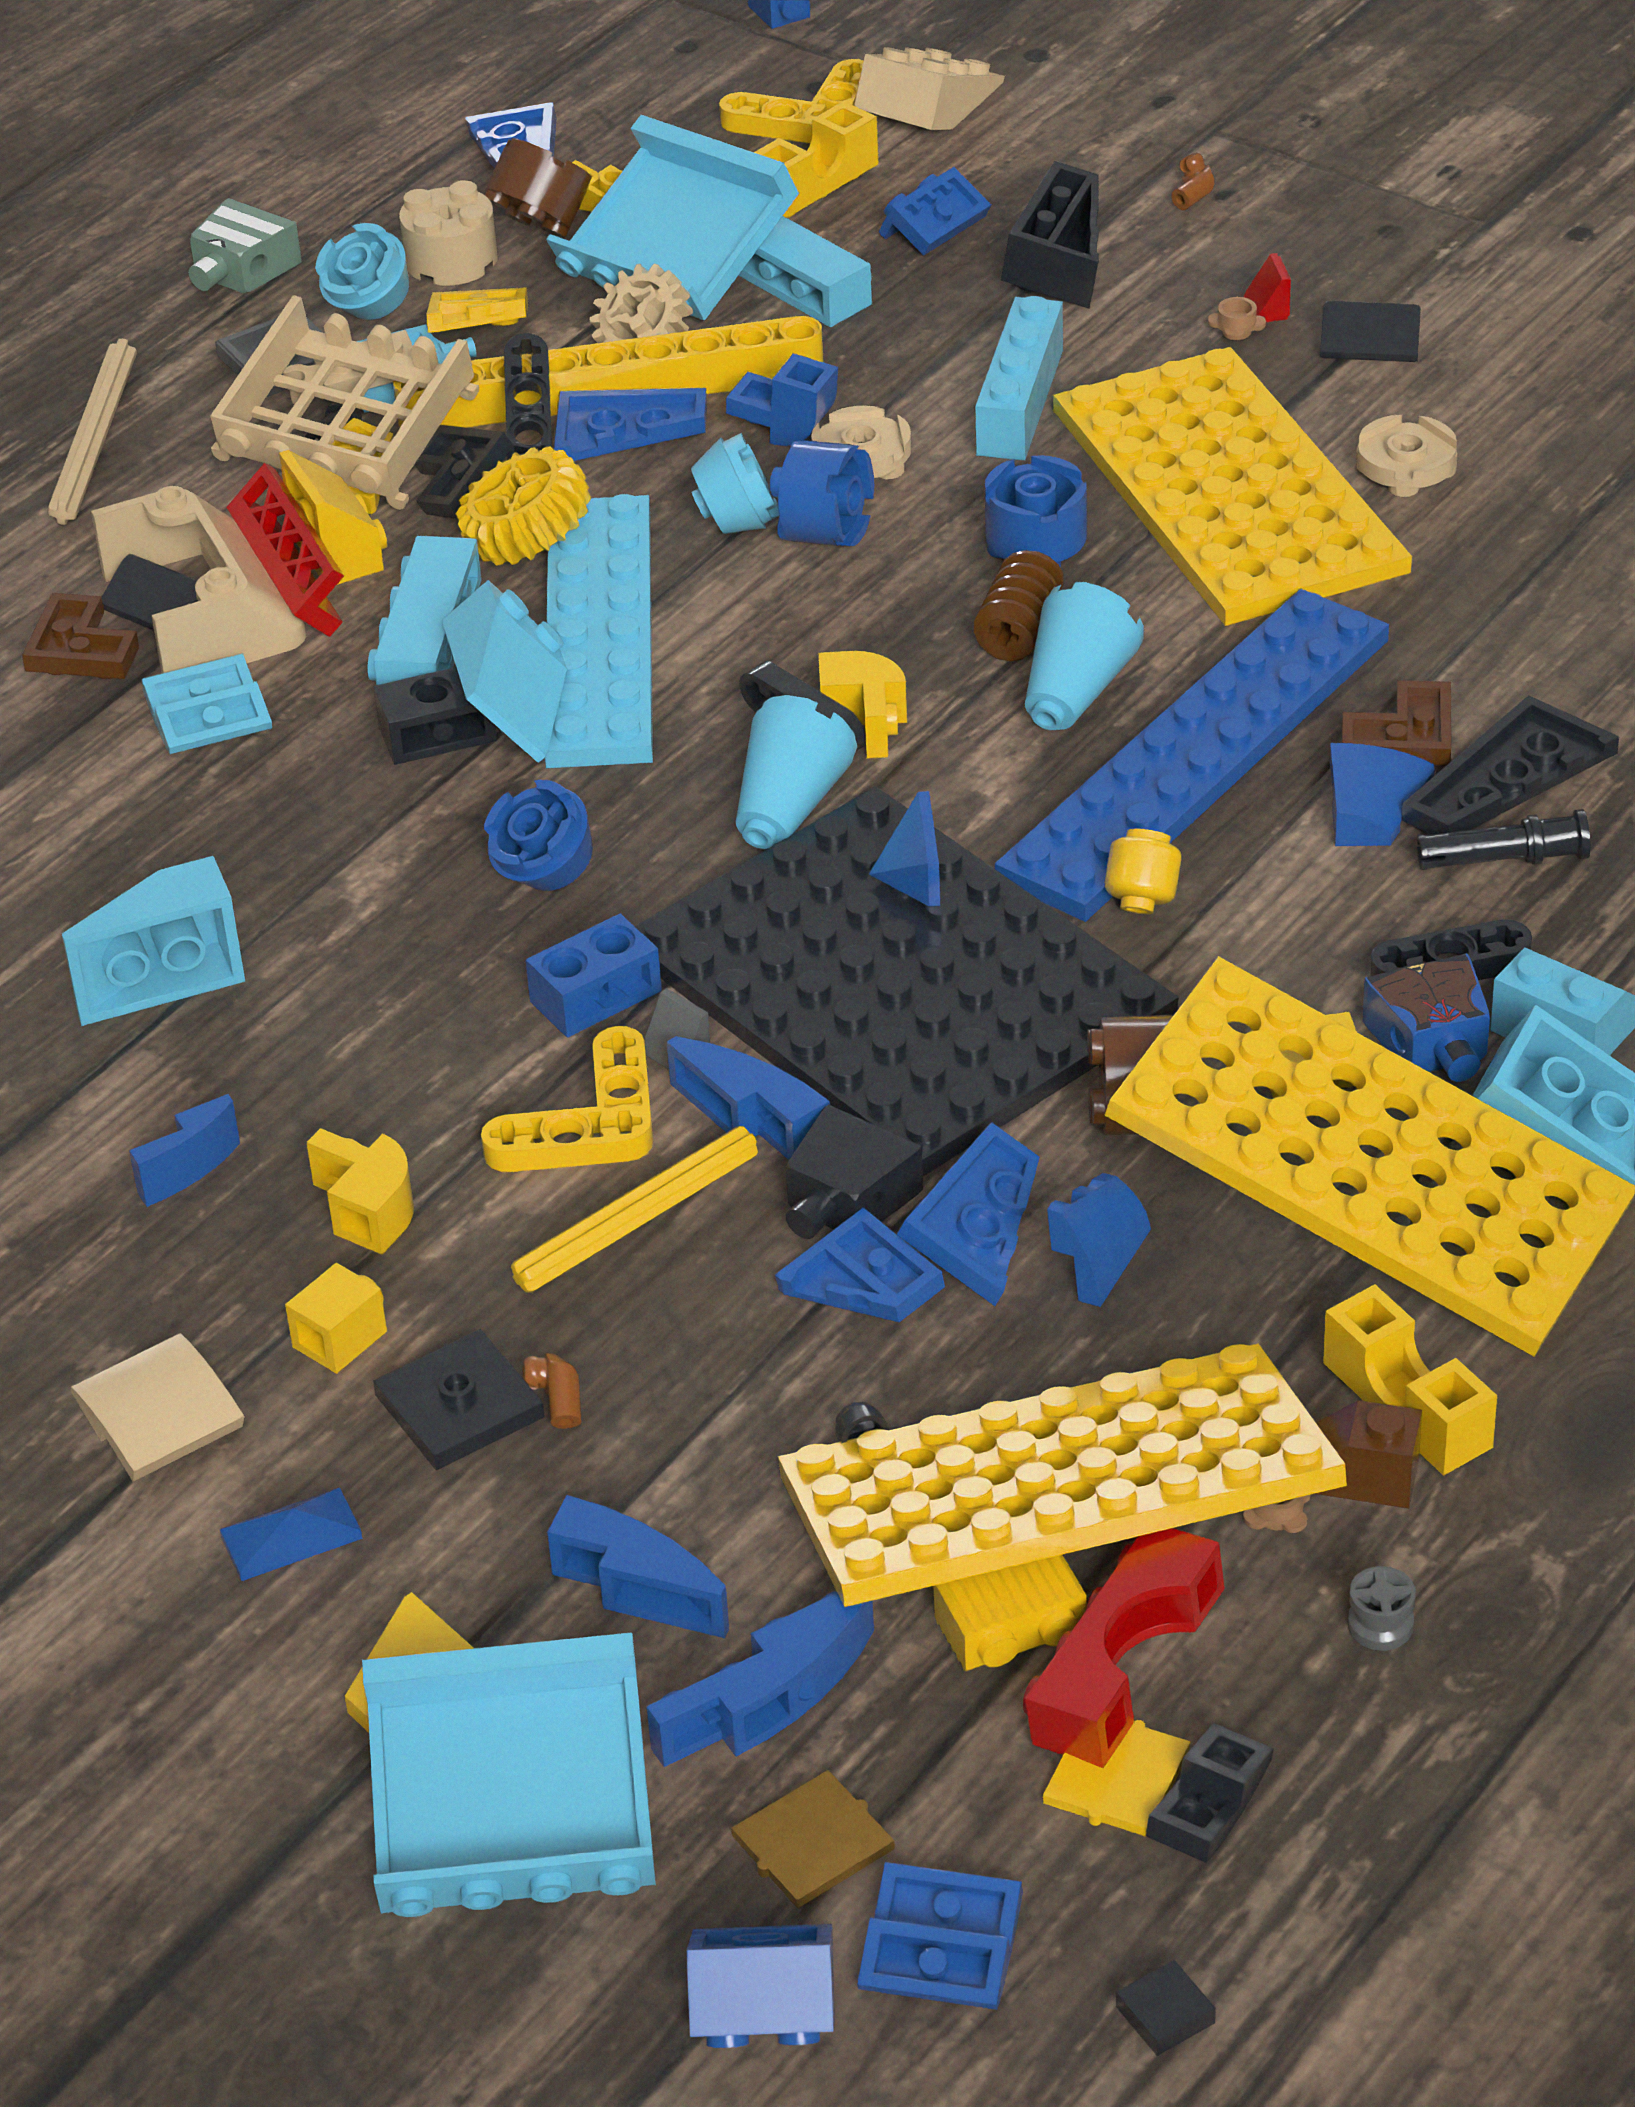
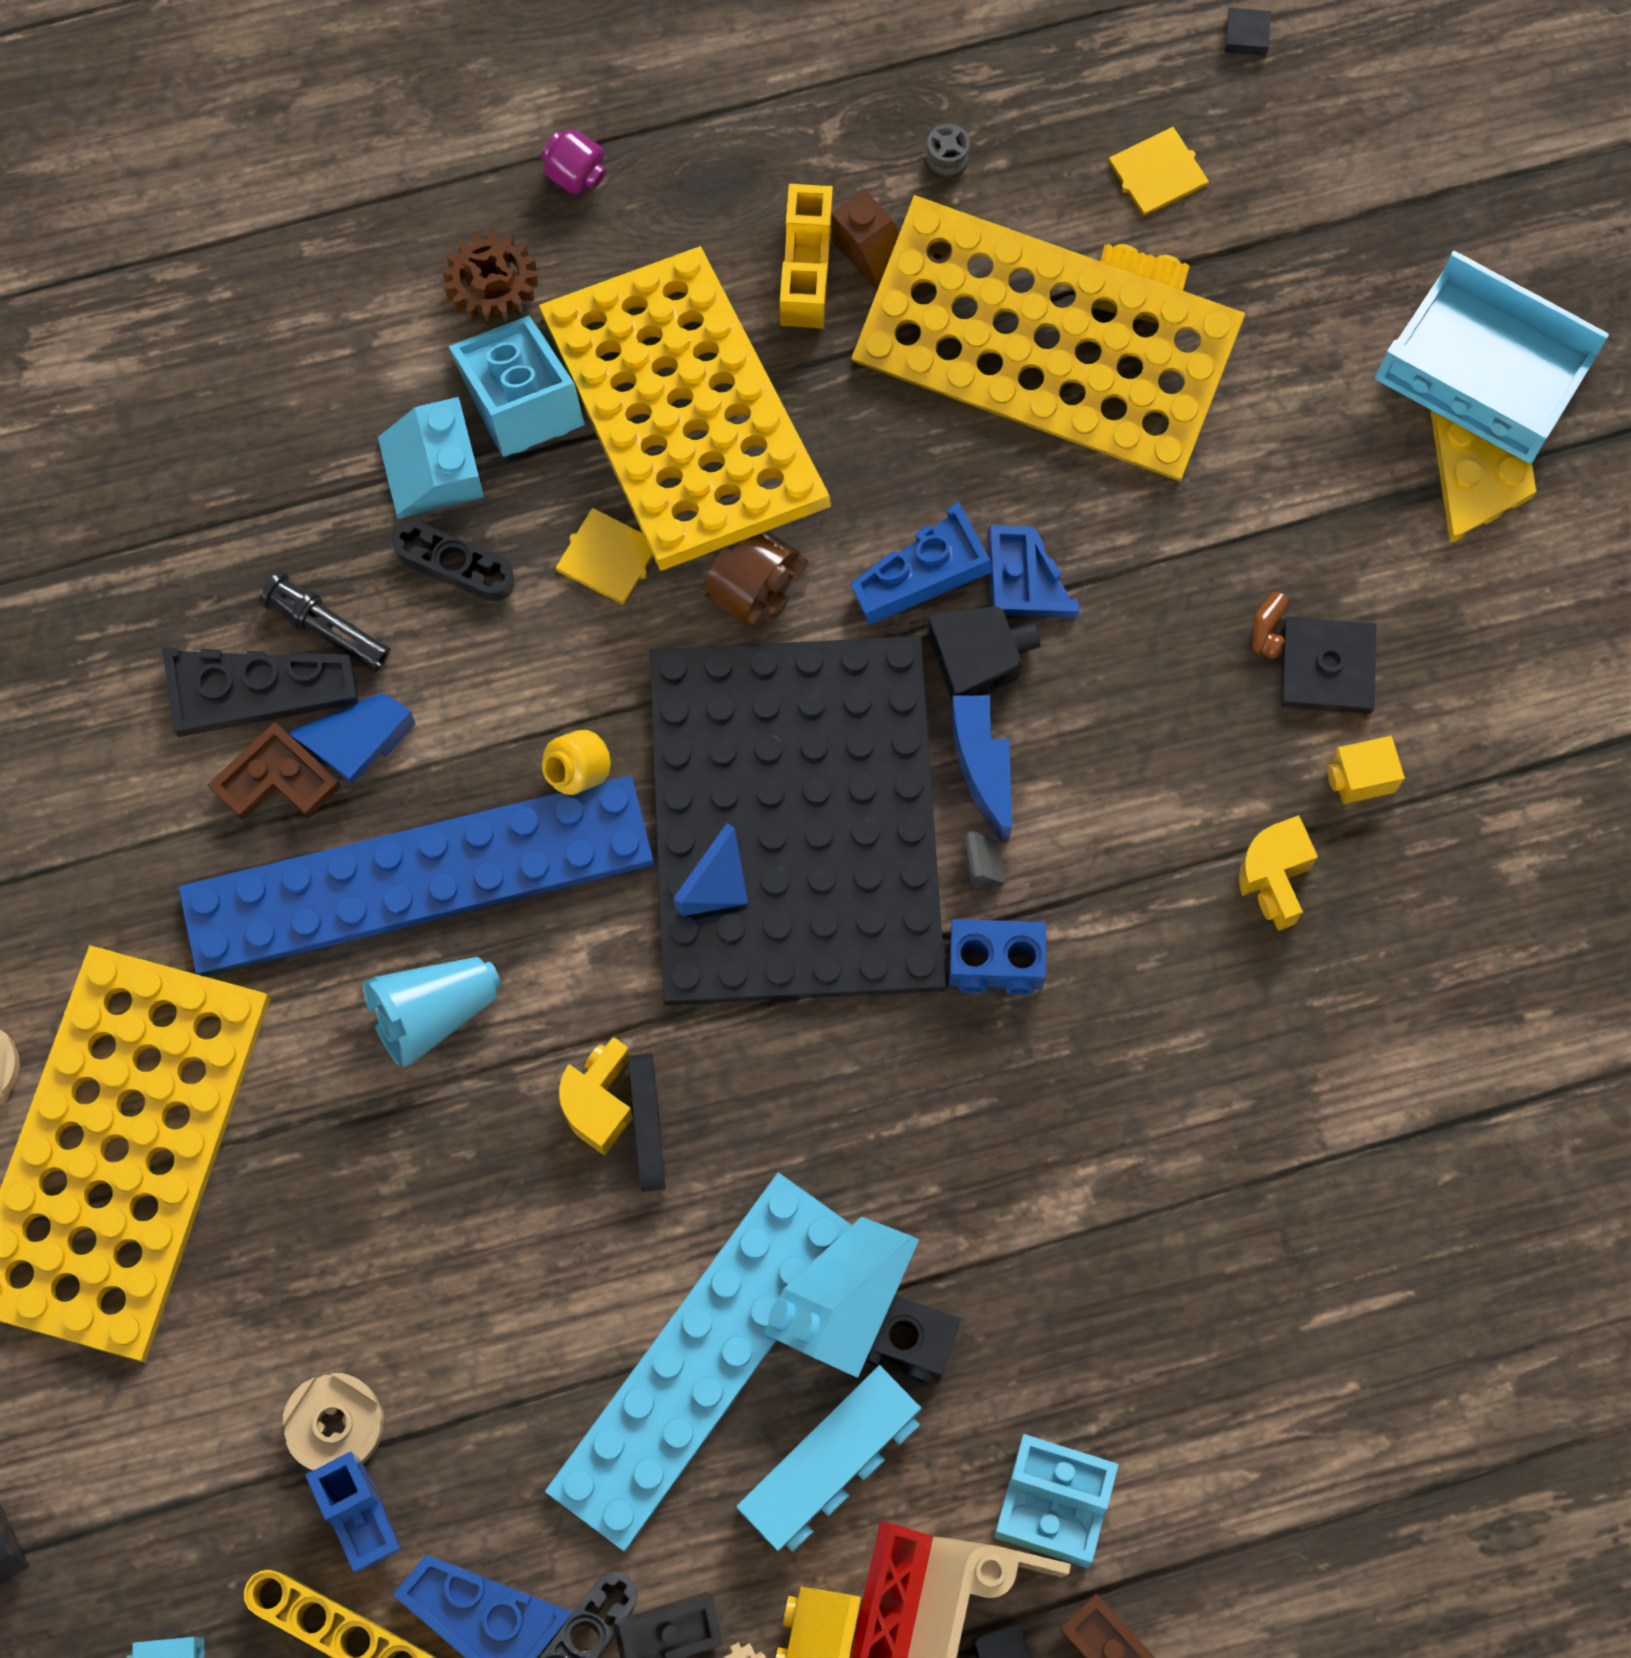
camera: 145 degrees left, 30 degrees up
(155, 944) = (1267, 1192): medium azure slope -> none
(158, 1406) = (1515, 788): tan slope -> none
(176, 1161) = (1356, 995): blue slope -> none
(290, 1534) = (1490, 637): blue slope -> none
(524, 505) = (654, 1544): yellow gear -> none
(540, 836) = (945, 1101): blue cone -> none
(608, 1117) = (1074, 827): yellow beam -> none
(634, 1209) = (1118, 735): yellow axle -> none
(636, 1568) = (1321, 456): blue slope -> none
(733, 487) = (491, 1415): medium azure cone -> none
(752, 1700) = (1323, 327): blue slope -> none
(761, 1984) = (1435, 169): slope -> none
(789, 767) = (722, 1042): medium azure cone -> none
(813, 1838) = (1342, 243): pearl gold piece -> none
(823, 493) = (434, 1346): blue brick -> none
(858, 1419) = (1118, 466): black hinge -> none
(941, 1936) = (1325, 140): blue slope -> none
(1014, 603) = (405, 1107): reddish brown piece -> none
(1019, 378) = (149, 1395): medium azure brick -> none
(1036, 508) = (274, 1194): blue brick -> none
(1100, 1231) = (865, 495): blue slope -> none
(1158, 1588) = (1154, 201): red arch -> none
(1211, 1792) = (1126, 123): black slope -> none
(1431, 1015) = (520, 508): torso -> none

